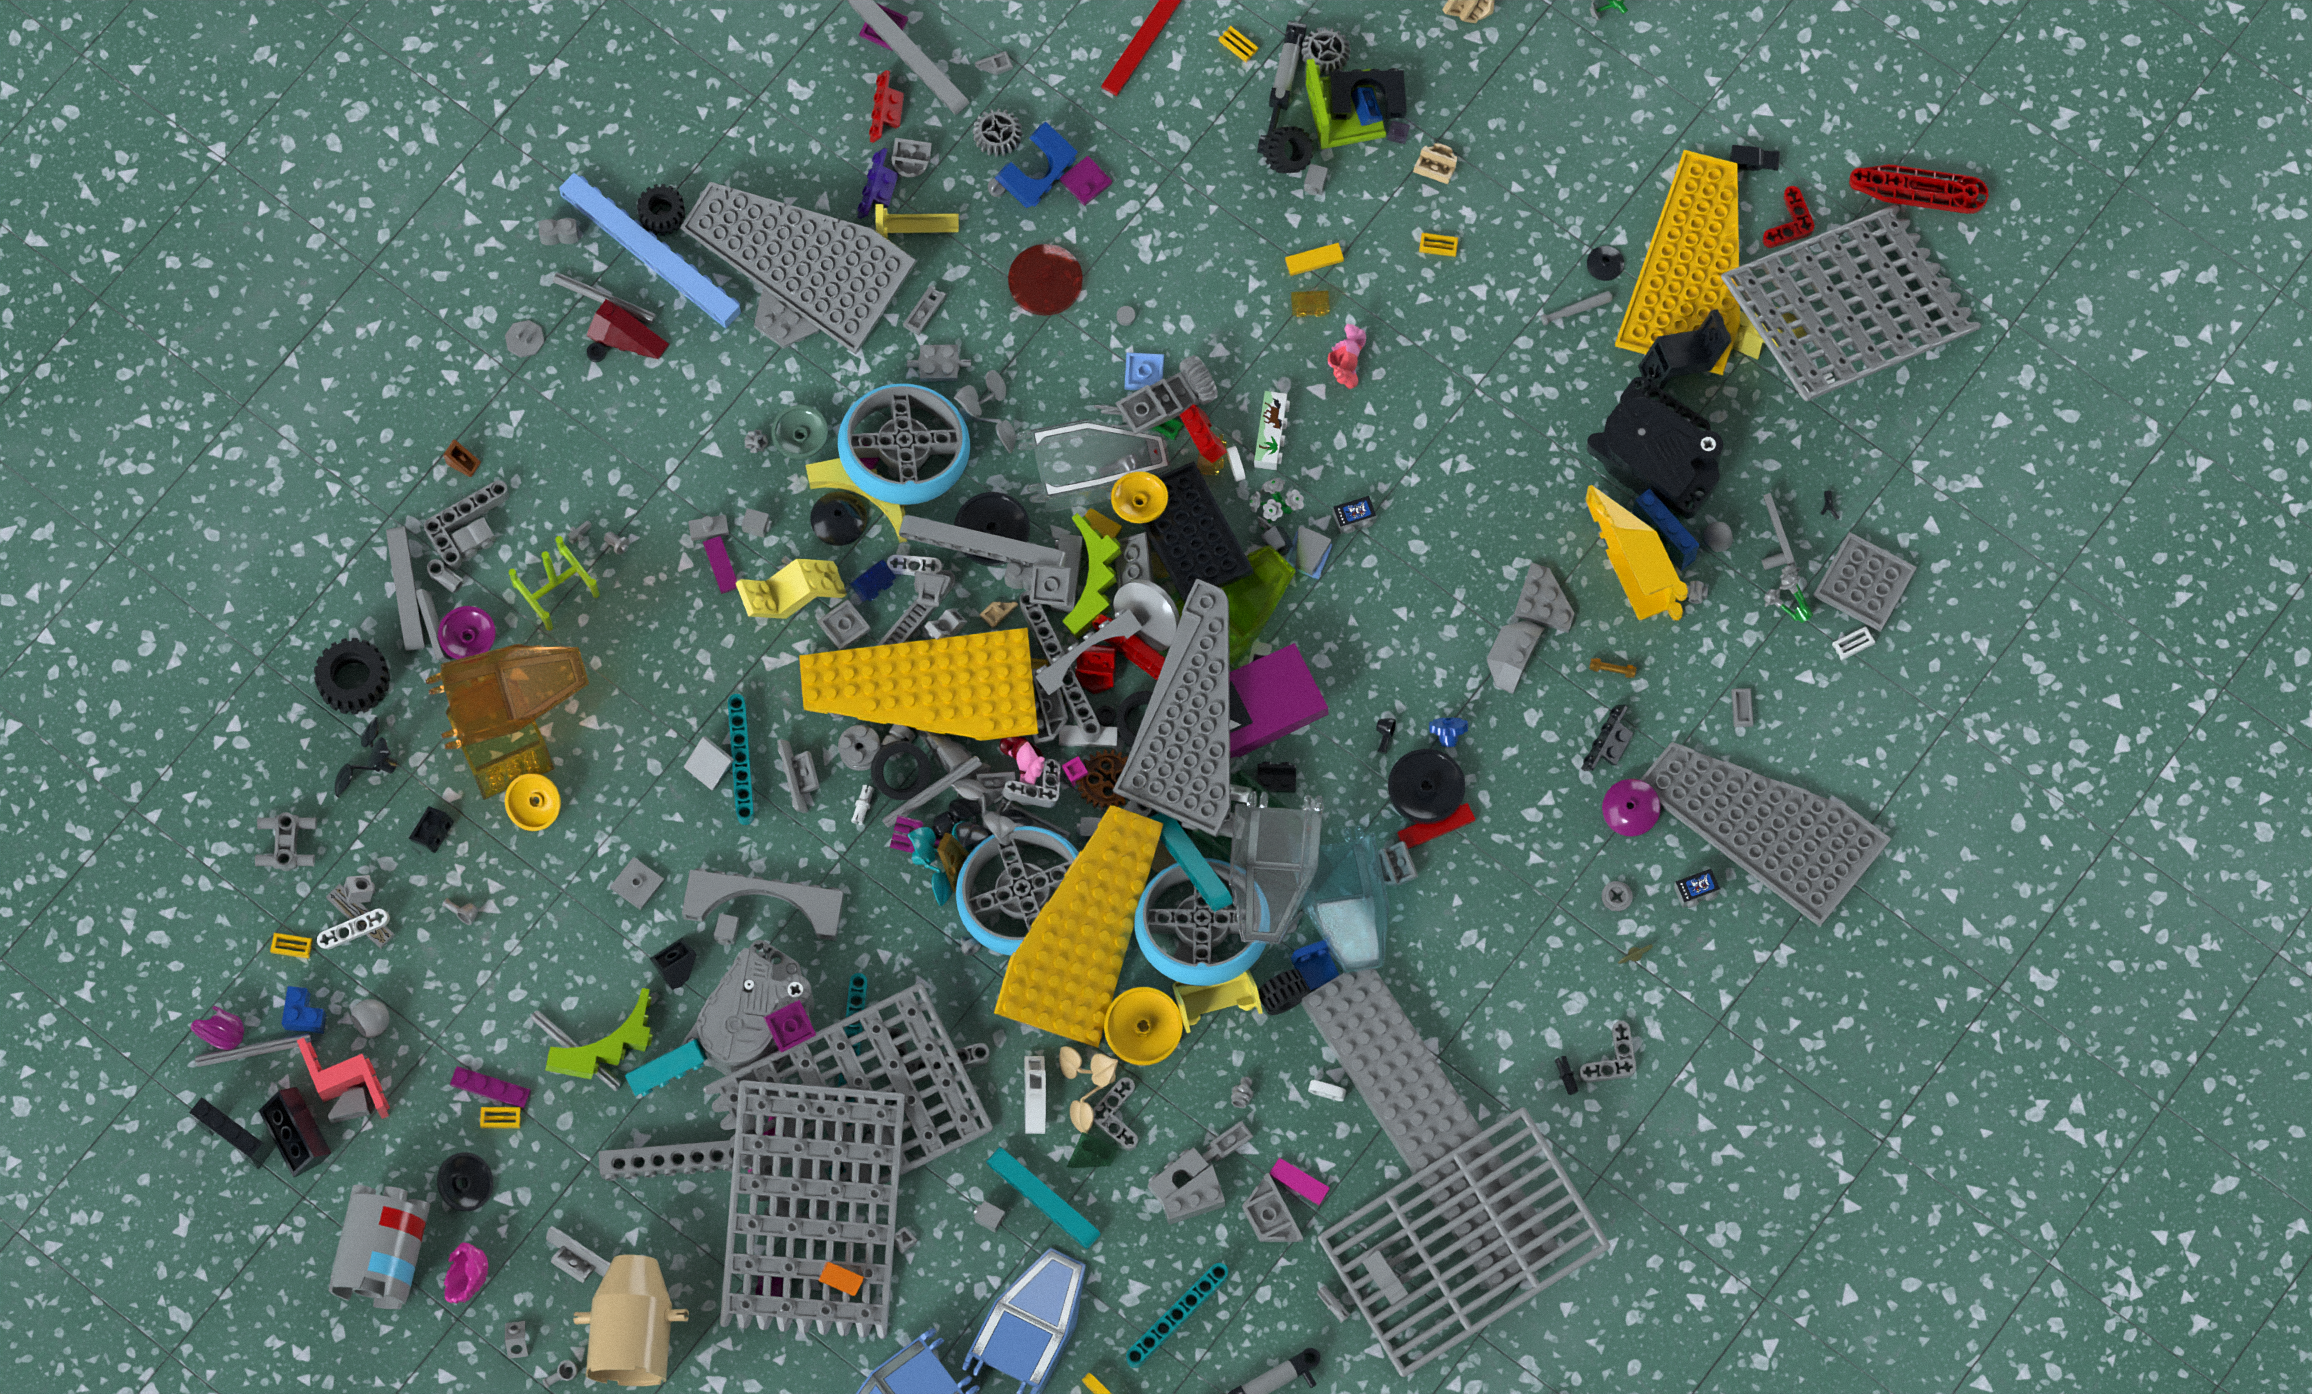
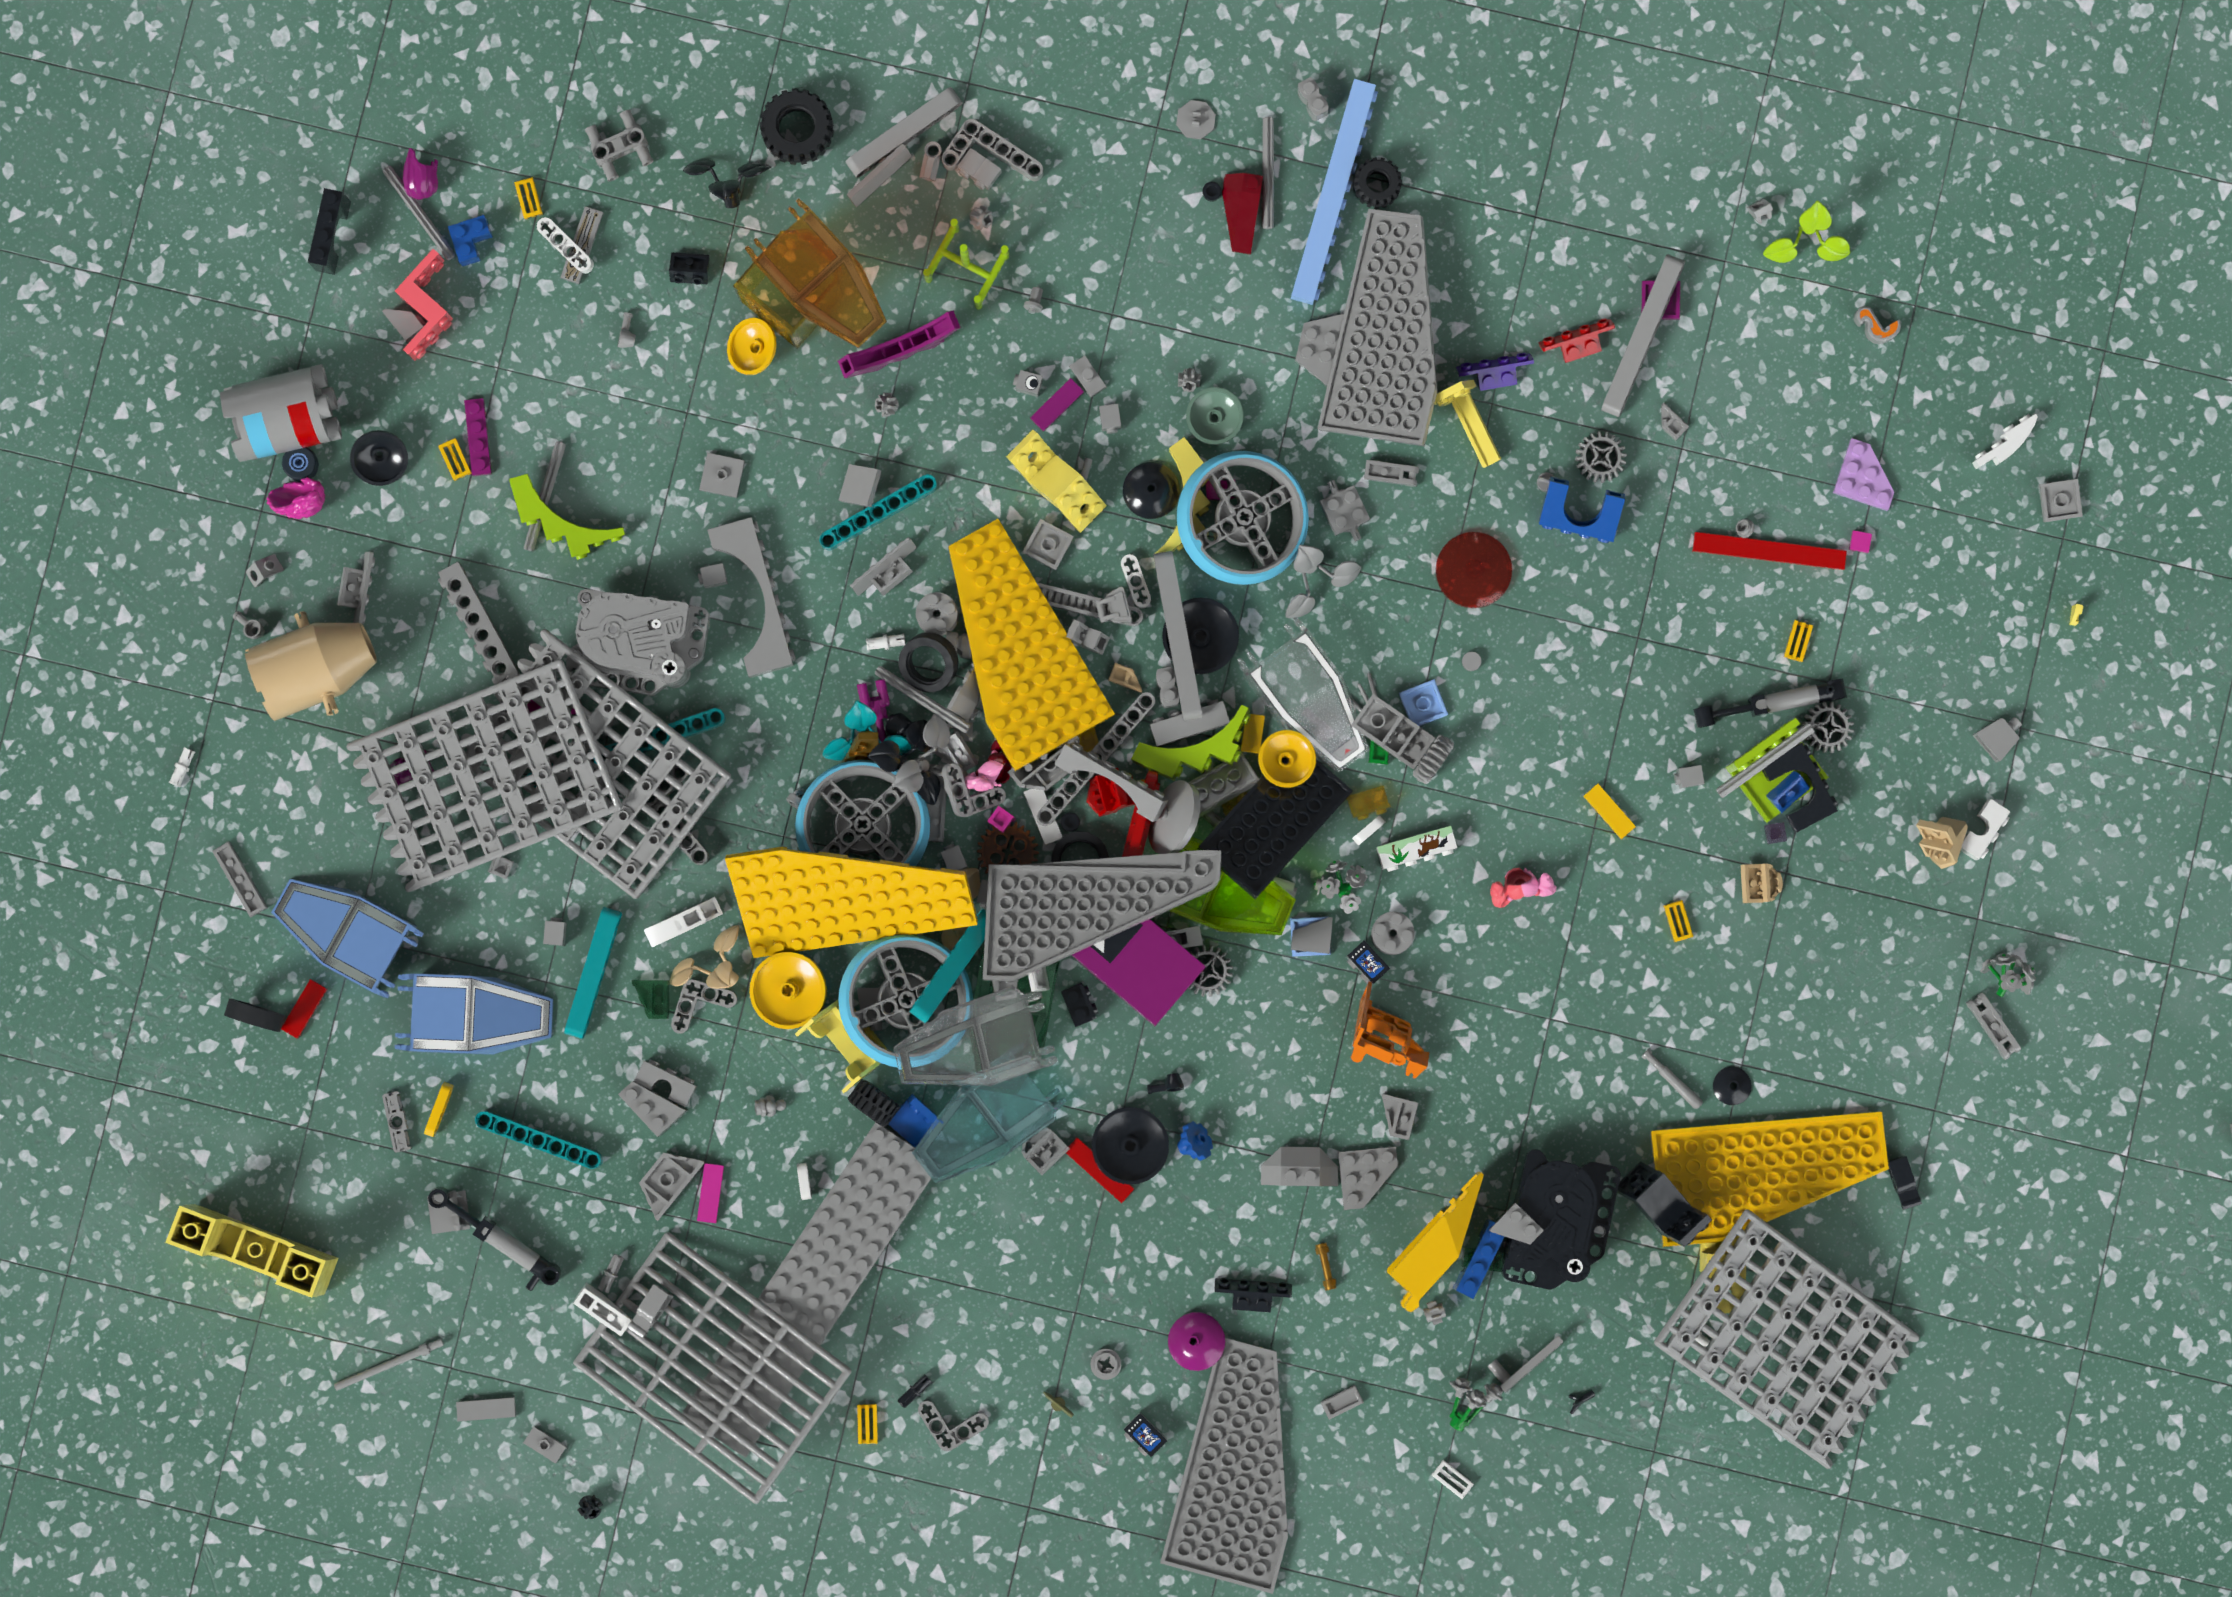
camera: 65 degrees right, 15 degrees up
(294, 1131) = (361, 286): black slope -> none
(353, 889) = (595, 229): light grey brick -> none
(370, 1018) = (490, 302): light grey helmet -> none
(435, 1266) = (300, 469): none -> black wheel
(461, 459) = (1049, 121): dark orange slope -> none
(462, 623) = (881, 196): magenta dish -> none
(518, 554) = (981, 217): none -> light grey gear
(576, 534) = (1025, 260): light grey piece -> none
(601, 667) = (900, 348): none -> magenta arch
(646, 708) = (886, 404): none -> light grey gear
(666, 1067) = (553, 585): teal wedge -> none
(675, 963) = (661, 544): black slope -> none
(689, 579) = (1028, 383): none -> light grey brick
(789, 1026) = (632, 678): magenta plate -> none
(840, 1278) = (434, 830): orange slope -> none
(872, 581) = (1100, 551): clear blue brick -> none
(911, 157) = (1538, 388): light grey slope -> none
(1050, 585) = (1165, 716): light grey plate -> none
(1086, 180) = (1591, 562): magenta plate -> none
(1114, 43) = (1745, 528): none -> light grey plate
(1199, 430) = (1389, 776): red arch -> none
(1227, 1142) = (716, 1113): light grey hinge -> none
(1278, 540) = (1308, 903): black brick -> none
(1300, 149) = (1705, 725): black tyre -> none
(1309, 643) = (1199, 986): none -> light grey gear
(1310, 303) = (1562, 826): clear yellow bracket -> none
(1328, 93) = (1765, 760): none -> light grey axle
(1338, 472) = (1404, 933): none -> light grey wheel
(1364, 1323) = (602, 1309): none -> white slope
(1427, 525) = (1380, 1048): none -> orange container
(1505, 547) = (1400, 1116): none -> light grey wing
(1581, 1125) = (867, 1424): none -> yellow tile
(1650, 30) = (1993, 1026): none -> light grey plate
(1650, 474) = (1517, 1225): none -> light grey wing
(1718, 536) = (1501, 1309): light grey hair -> none
(1795, 226) = (1851, 1250): red beam -> none
(1865, 581) = (1517, 1465): light grey plate -> none
(1921, 188) = (1943, 1341): red beam -> none

